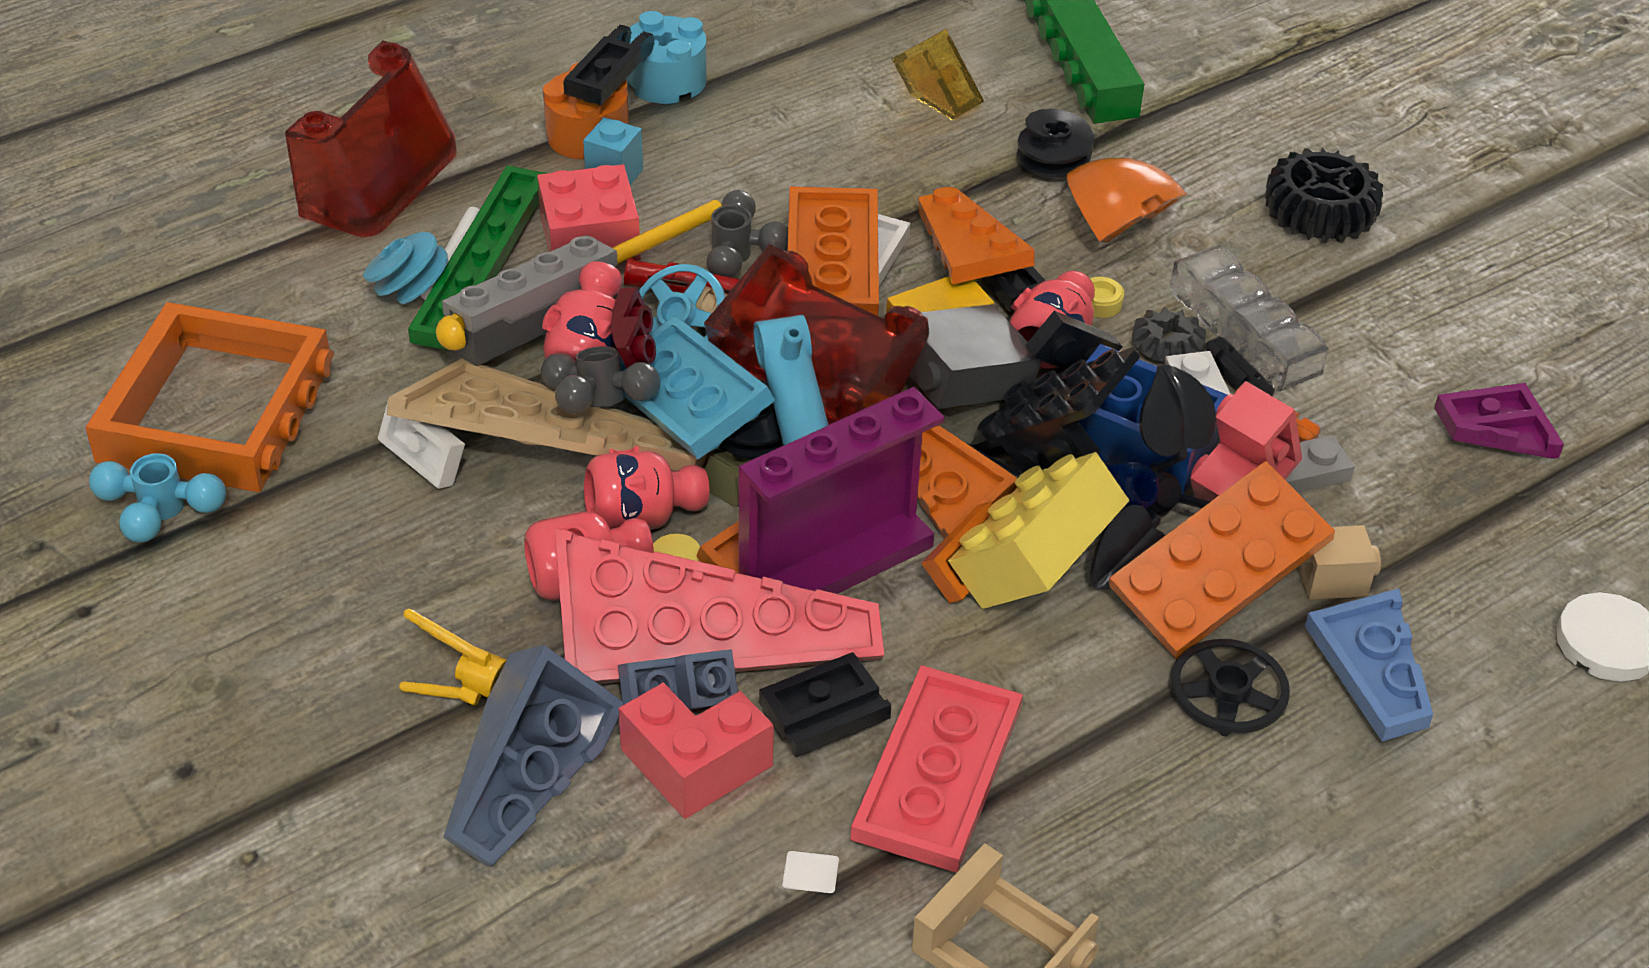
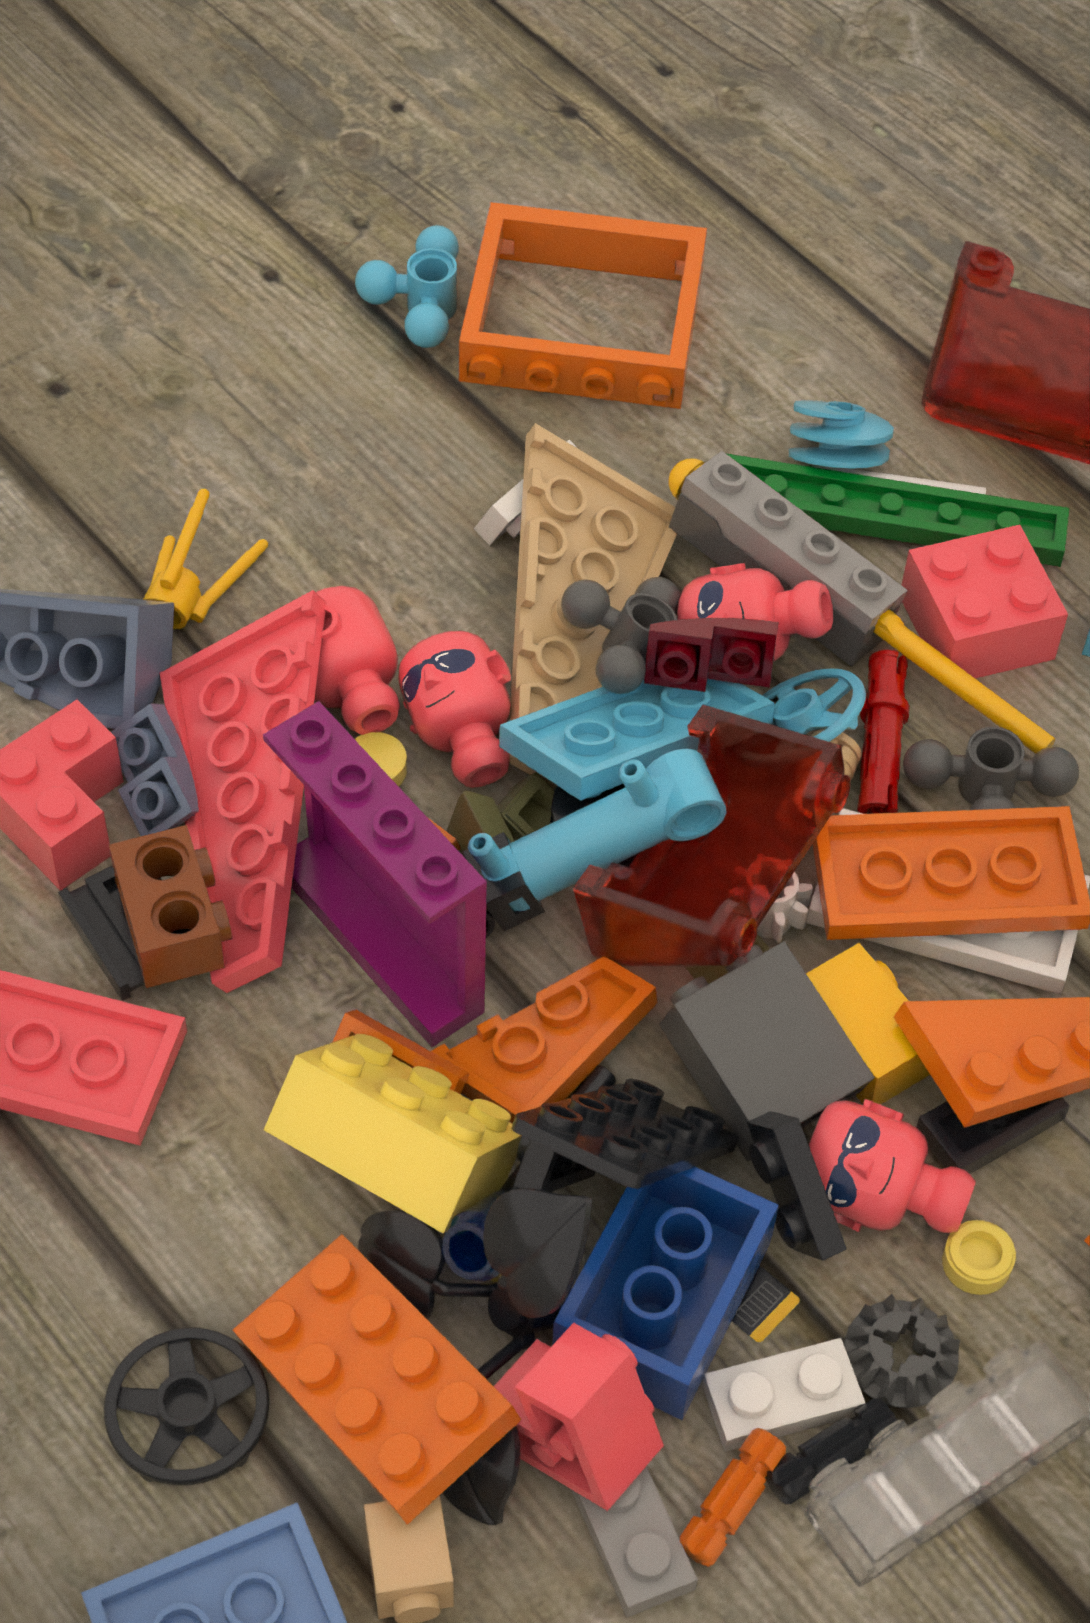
camera: 85 degrees right, 10 degrees up
(834, 655) = (163, 906): none -> dark orange brick

